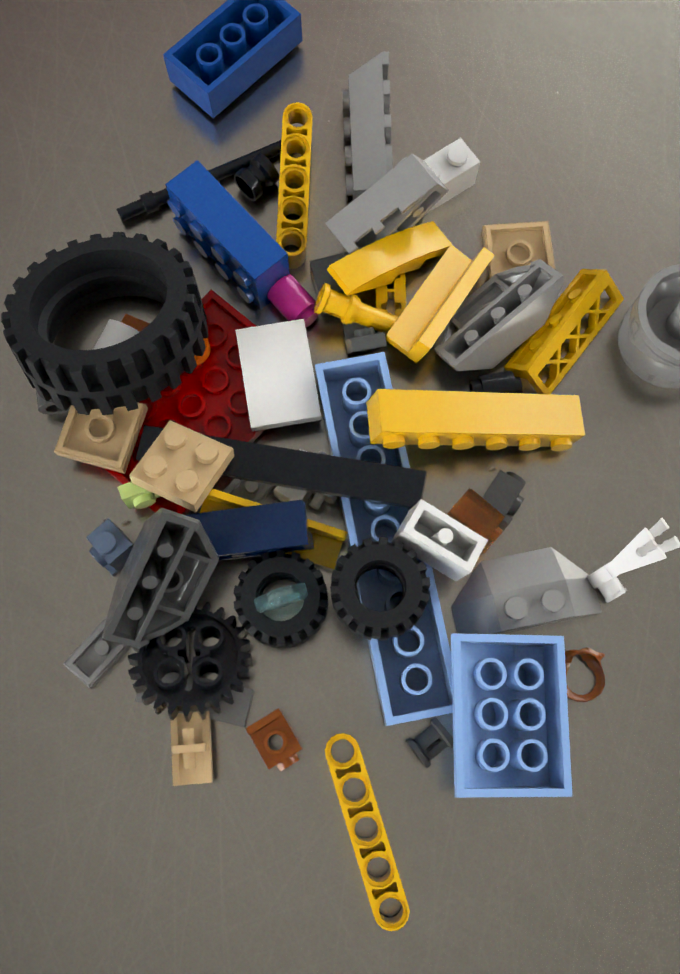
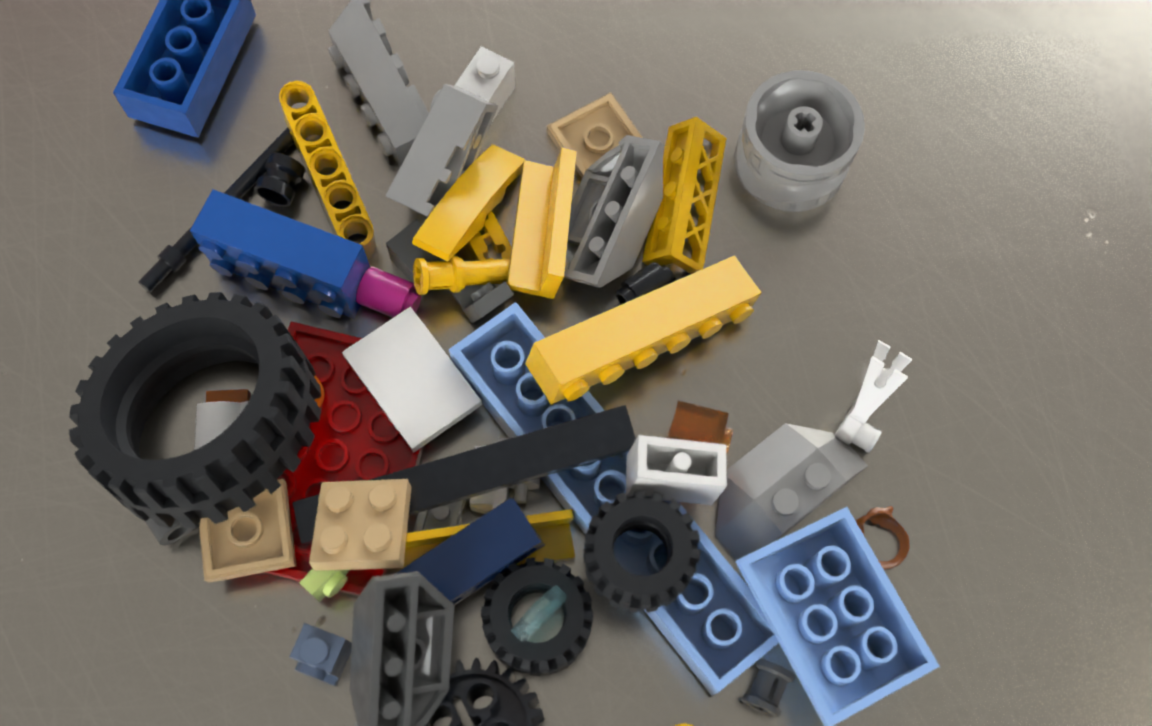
camera: 30 degrees left, 5 degrees down
(504, 495) = (710, 390): dark grey brick -> none

